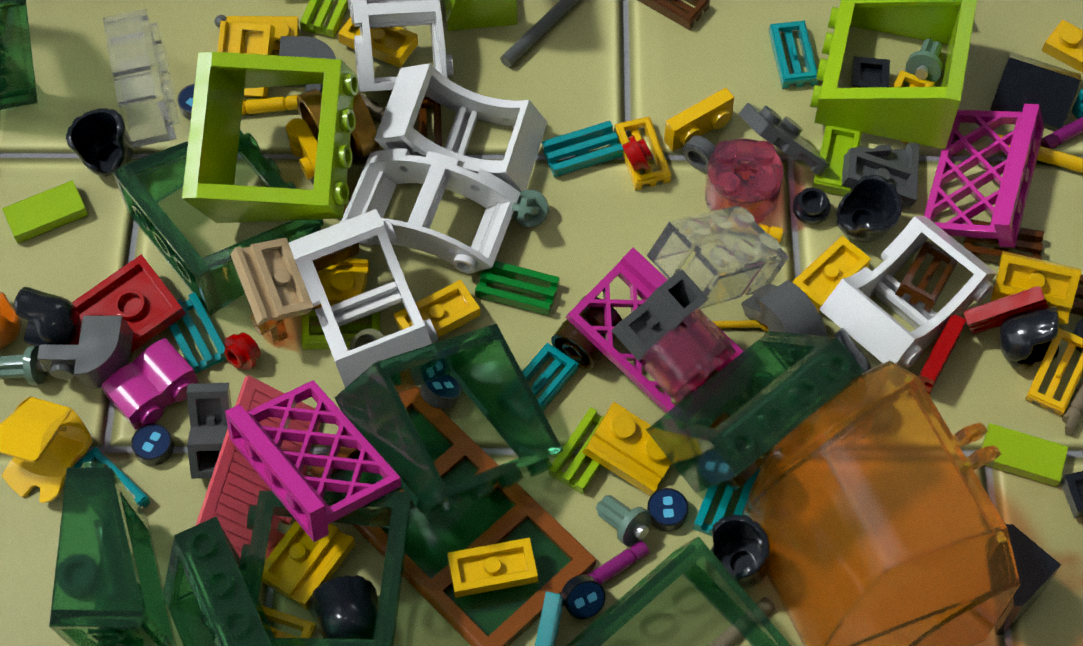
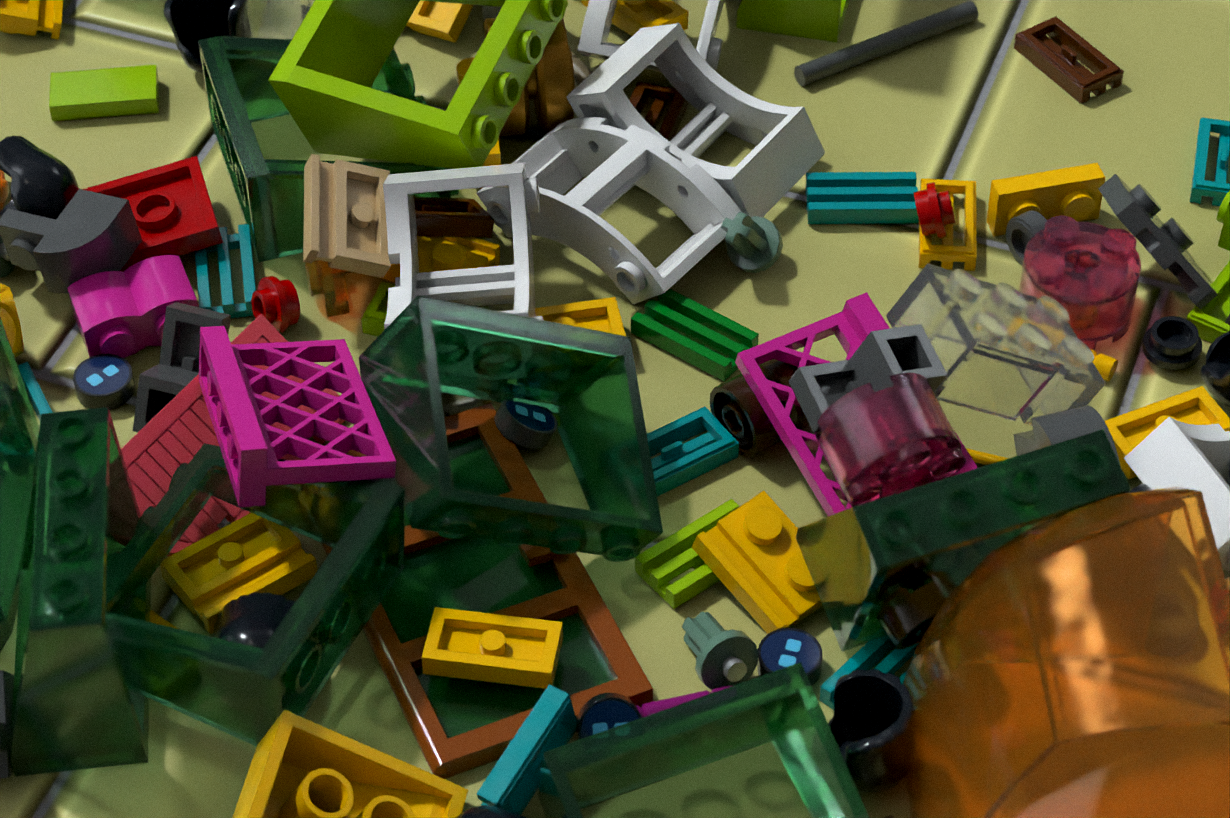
camera: 20 degrees right, 15 degrees down
(271, 104) = (439, 46): yellow wheel -> none

